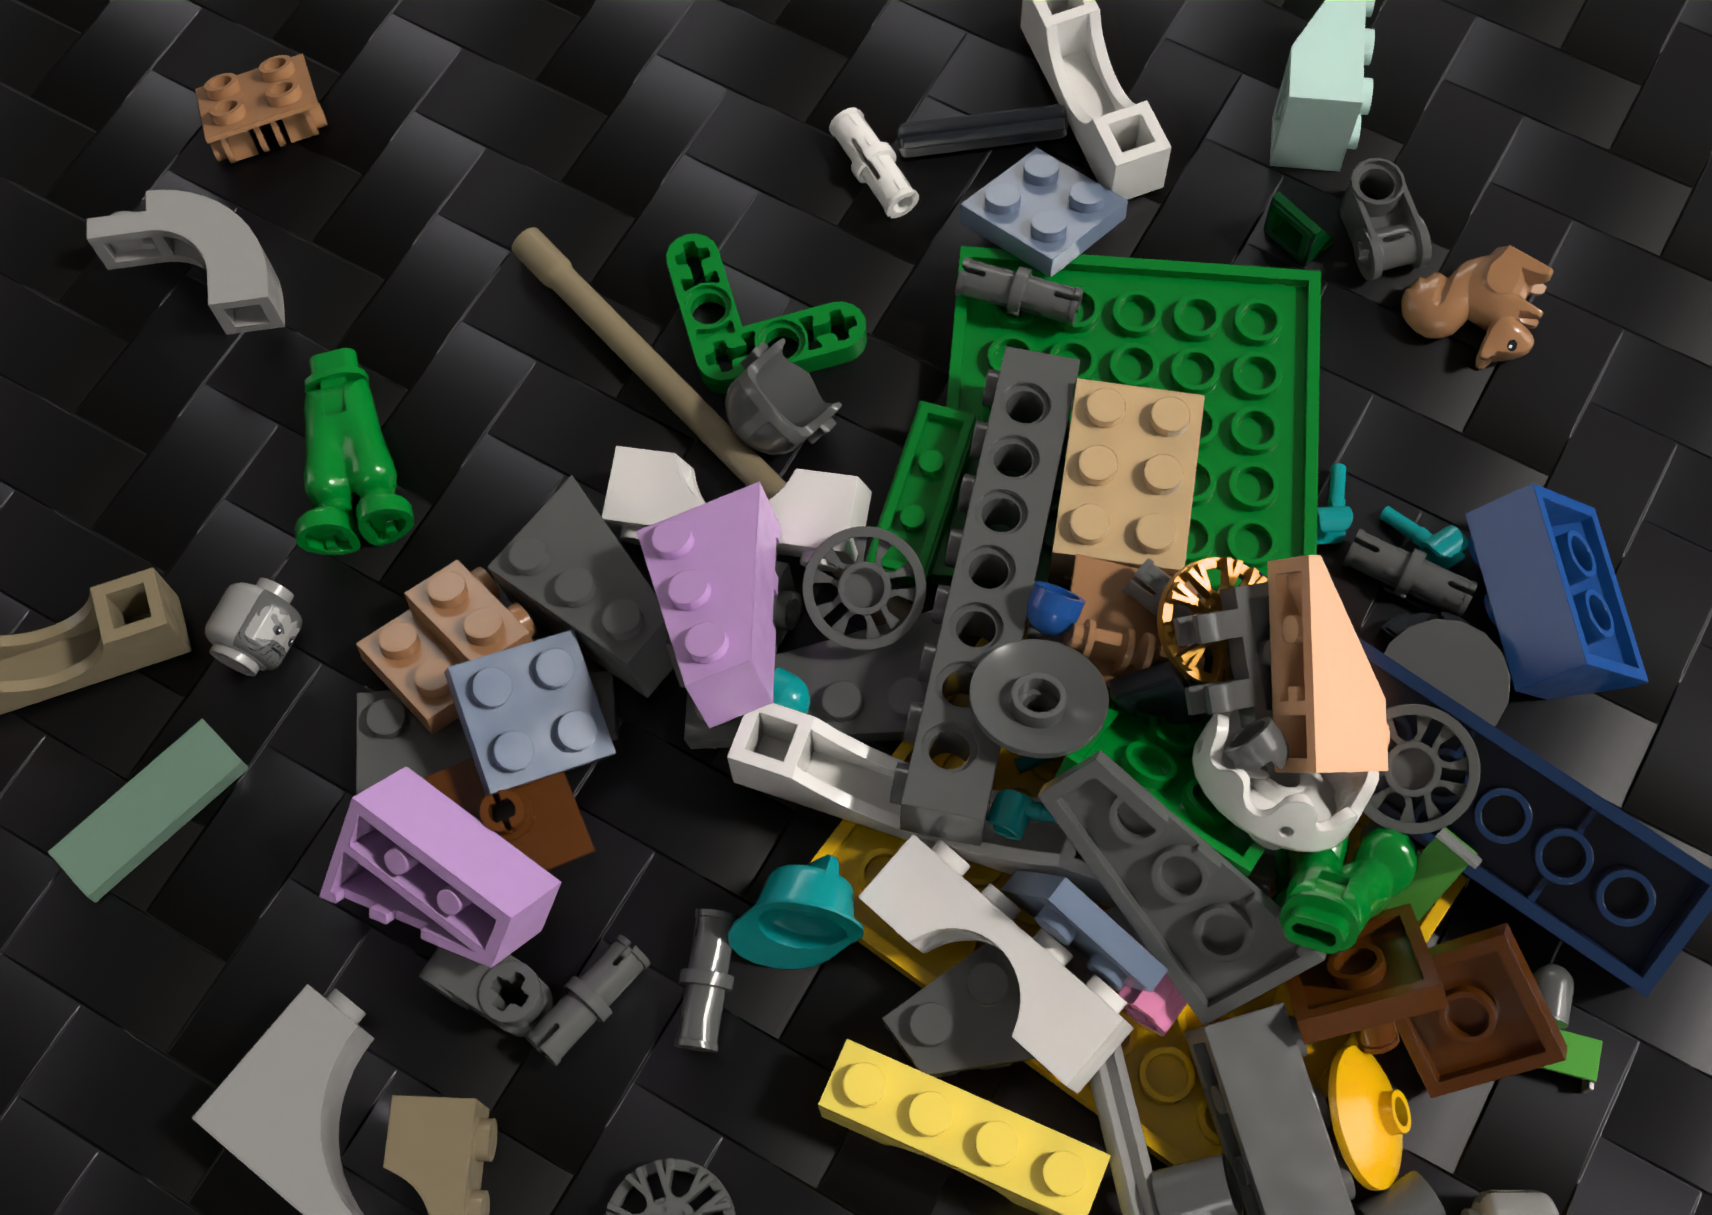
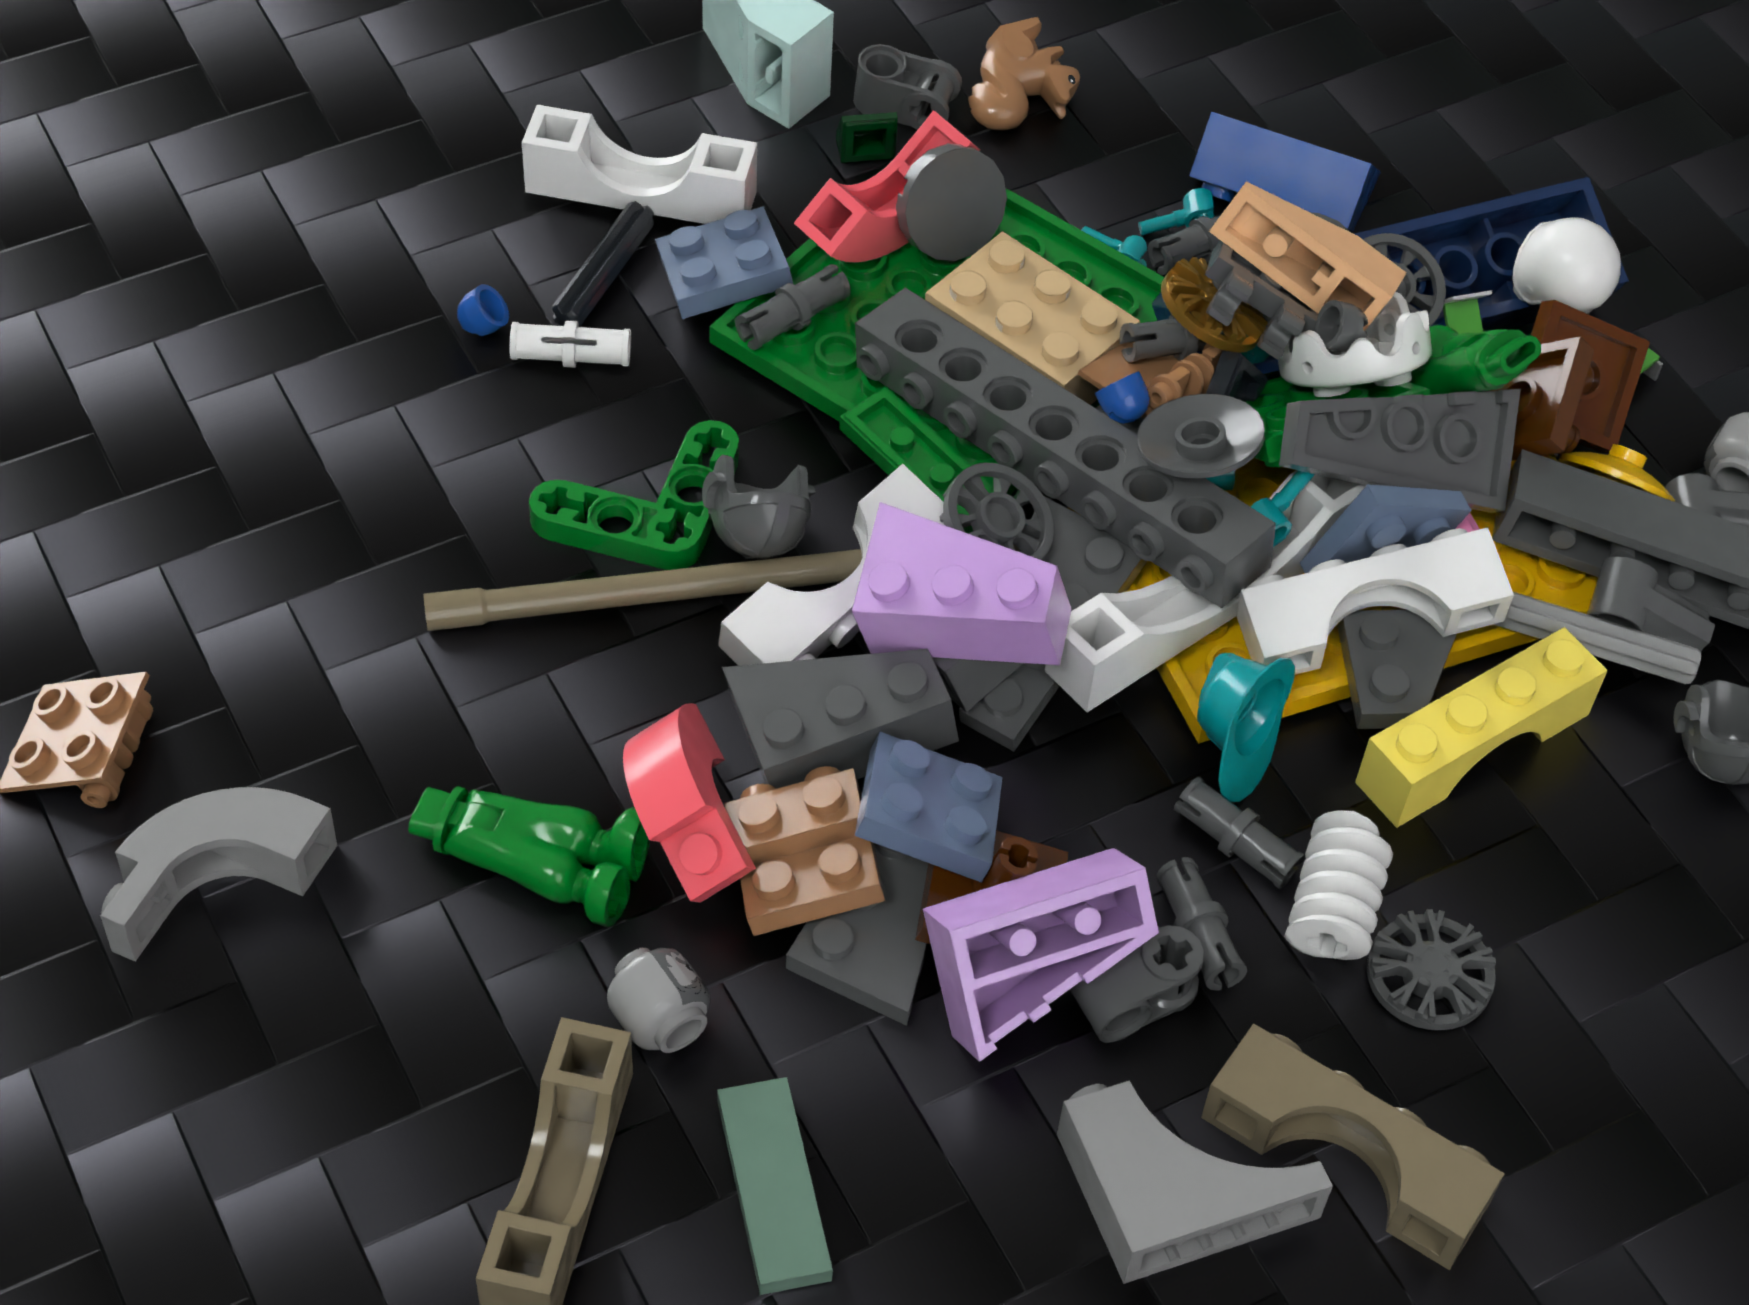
camera: 65 degrees left, 15 degrees down
(424, 511) = (679, 804): none -> coral arch
(685, 1101) = (1339, 887): none -> white piece
(862, 87) = (482, 311): none -> blue hinge
(1188, 292) = (862, 218): none -> coral arch
(1218, 335) = (951, 202): none -> dark grey tile
(1582, 924) = (1567, 263): none -> white helmet

